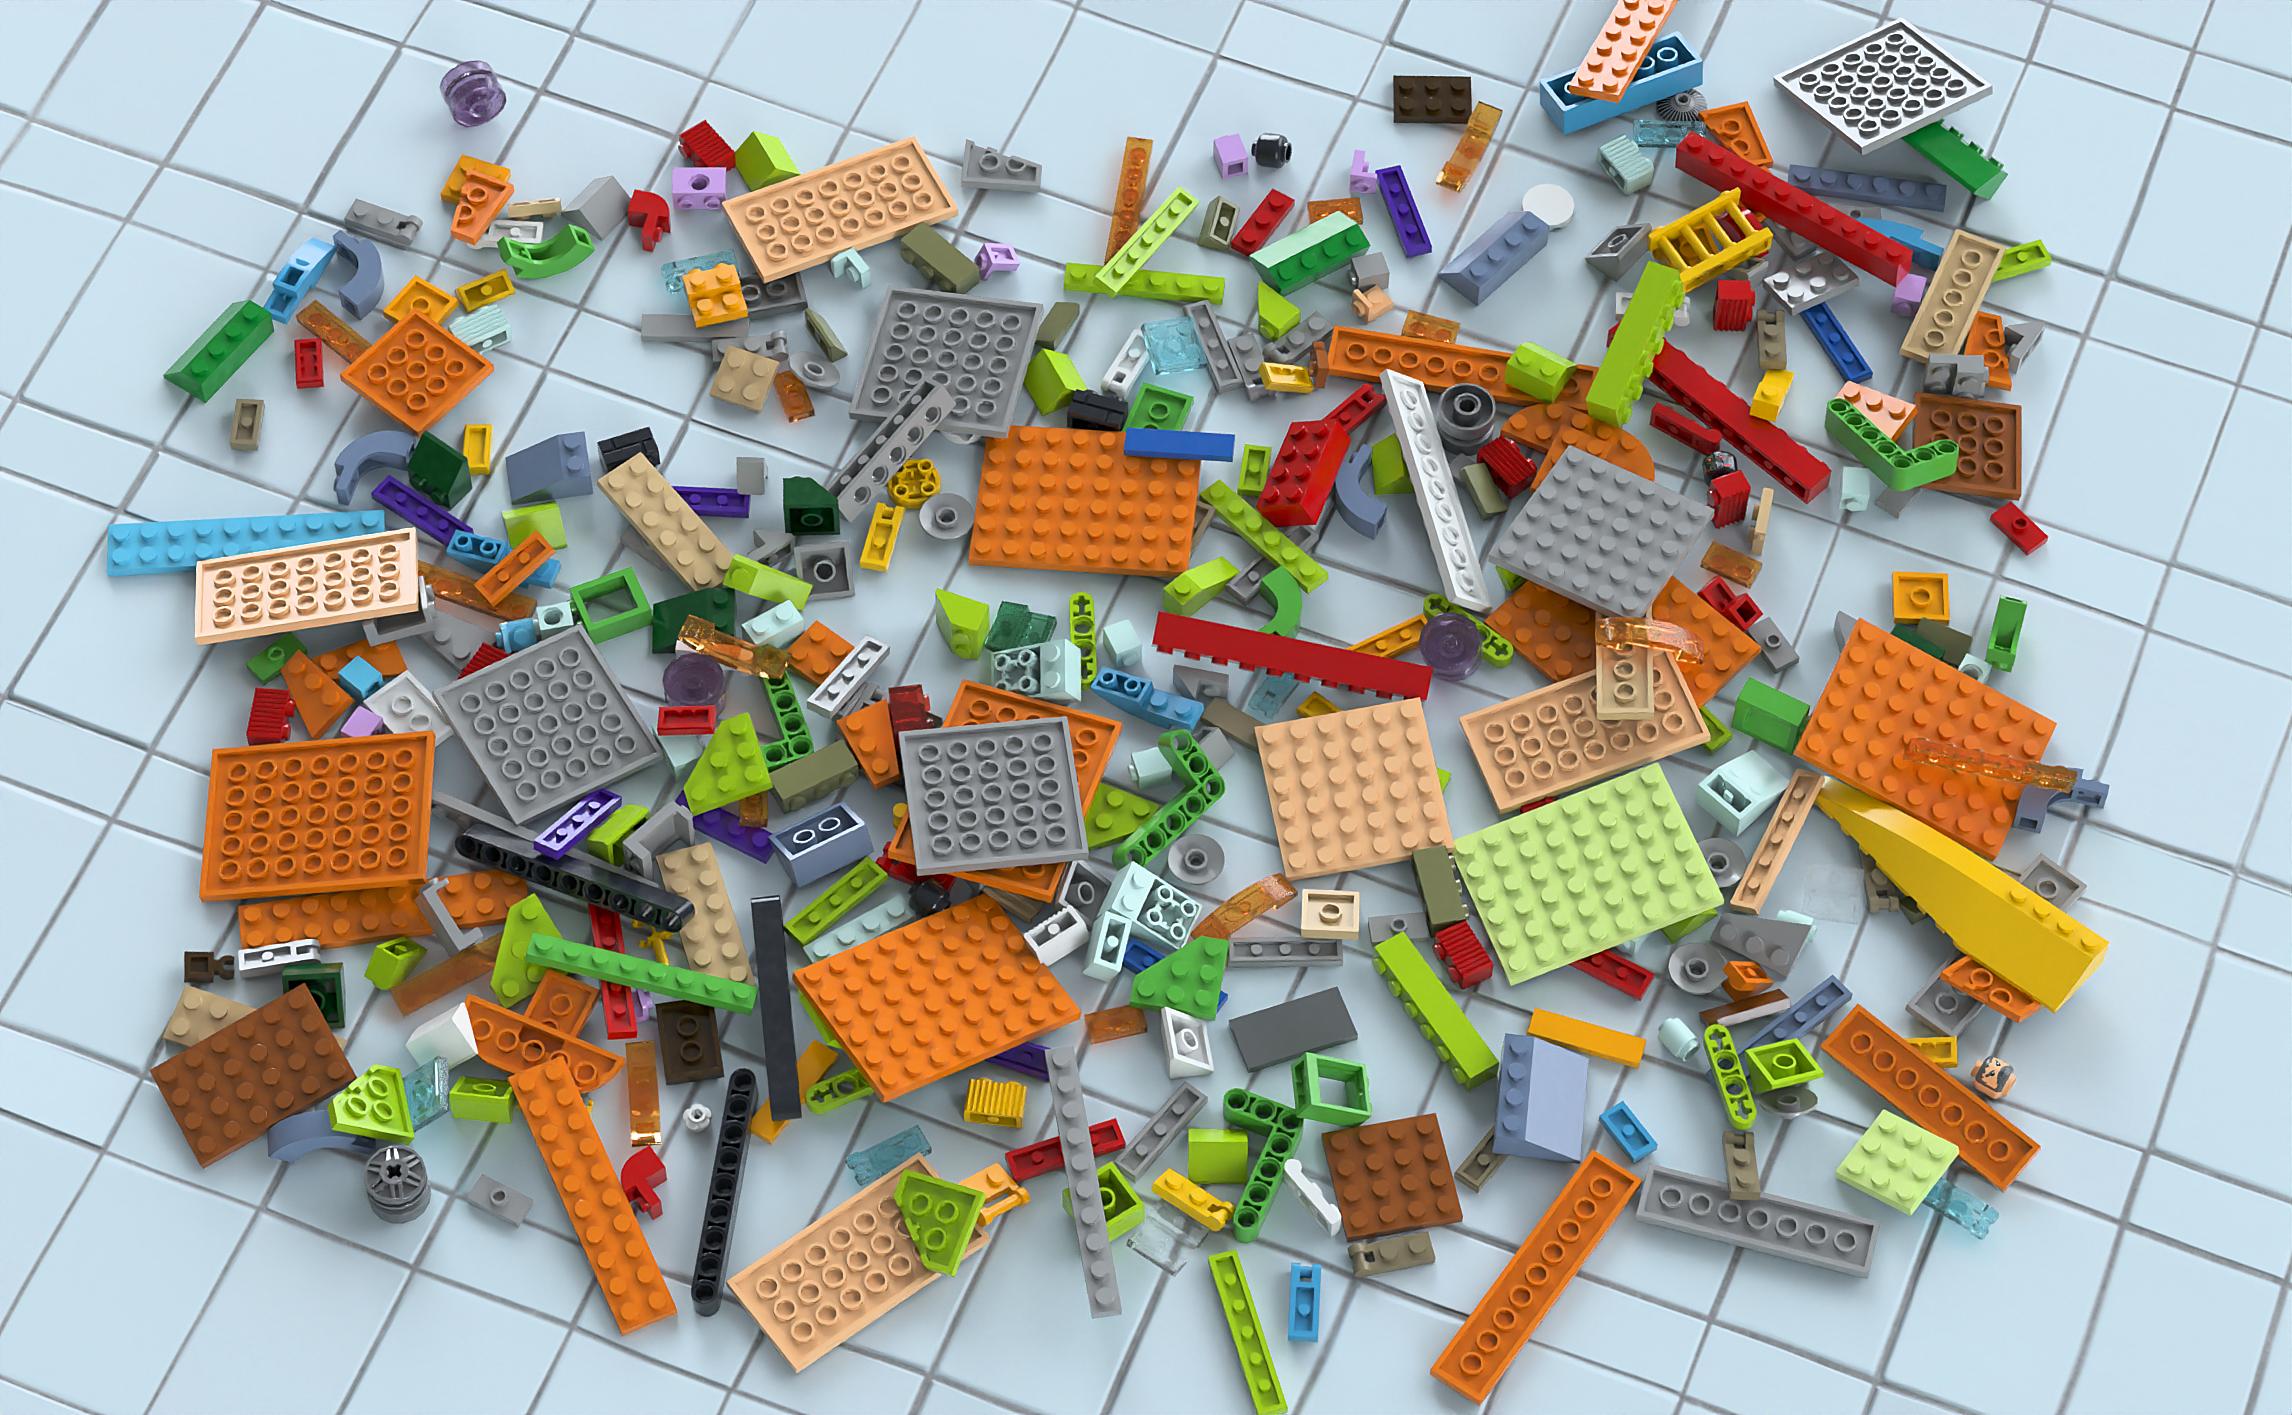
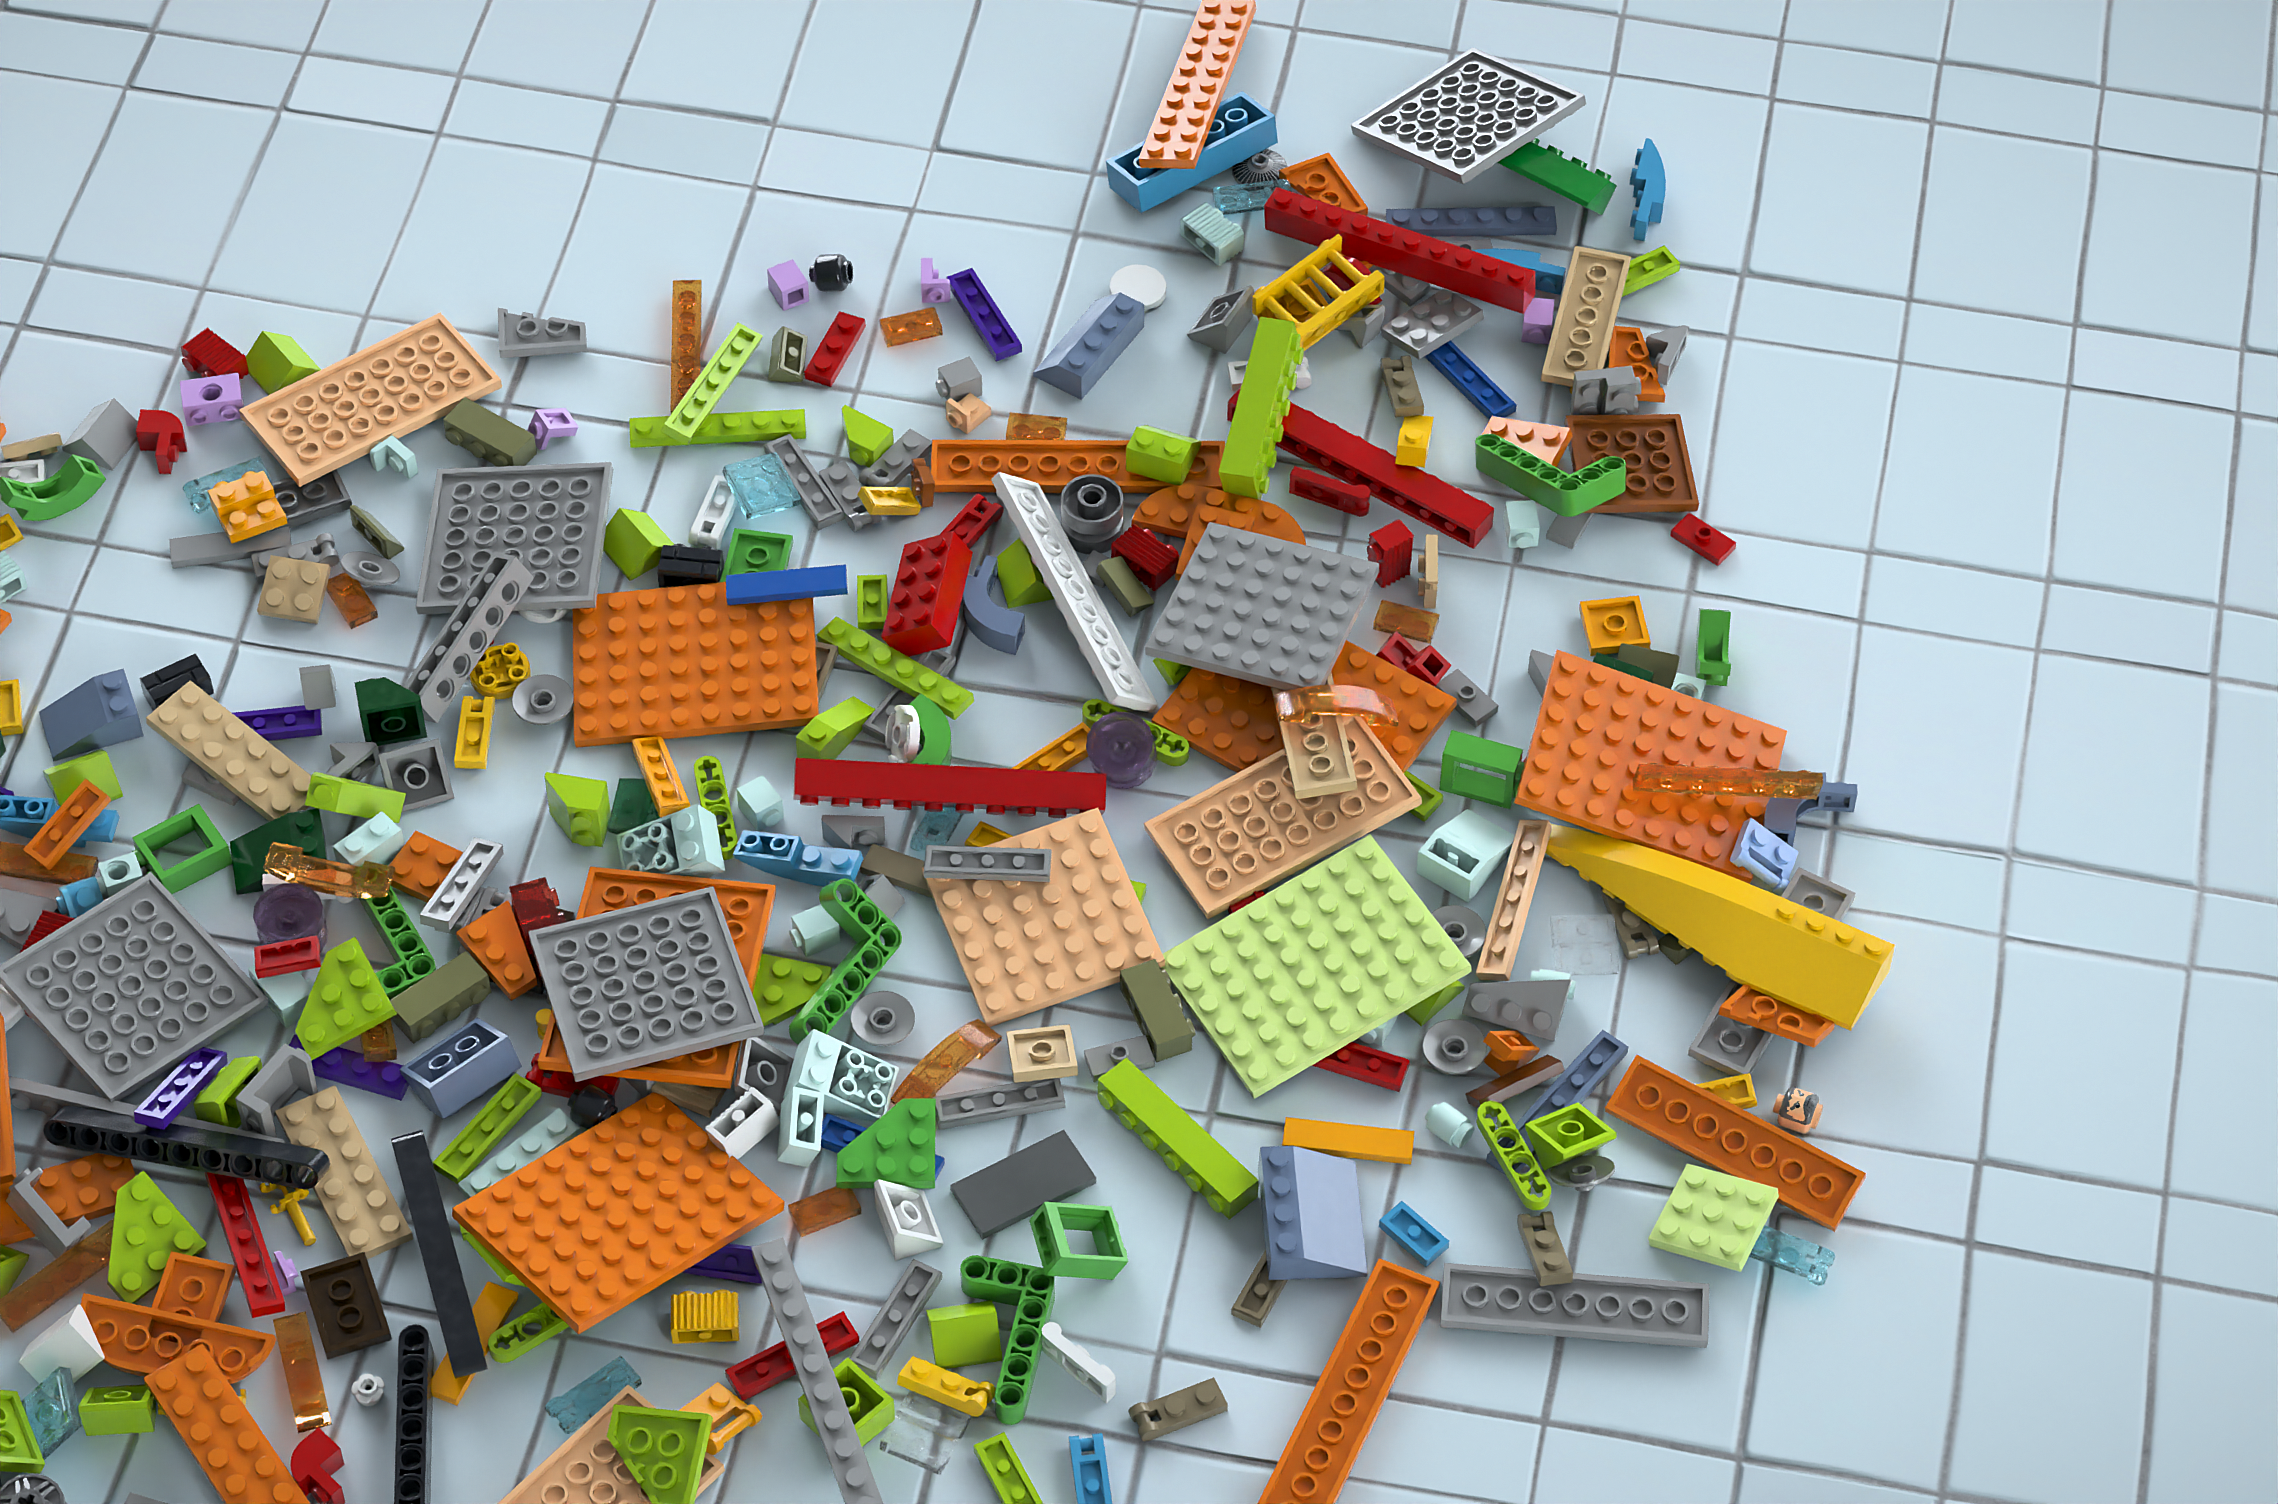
camera: 10 degrees left, 5 degrees down
(642, 974) = (279, 1239): bright green plate -> none
(1038, 604) = (660, 775): none -> light orange tile
(1057, 324) = (630, 483): olive slope -> none
(1258, 601) = (903, 734): none -> white tile
(1310, 253) = (893, 370): green slope -> none
(1312, 733) = (987, 863): none -> light grey tile
(1391, 1177) = (1162, 1326): dark orange plate -> none
(1432, 99) = (993, 198): dark brown plate -> none
(1463, 955) = (1196, 1074): red brick -> none
(1471, 148) = (1045, 239): clear orange slope -> none
(1718, 464) = (1370, 520): head -> none
(1733, 305) = (1355, 356): red brick -> none
(2015, 833) = (1768, 851): none -> light blue plate
(2037, 181) = (1648, 189): none -> dark azure slope

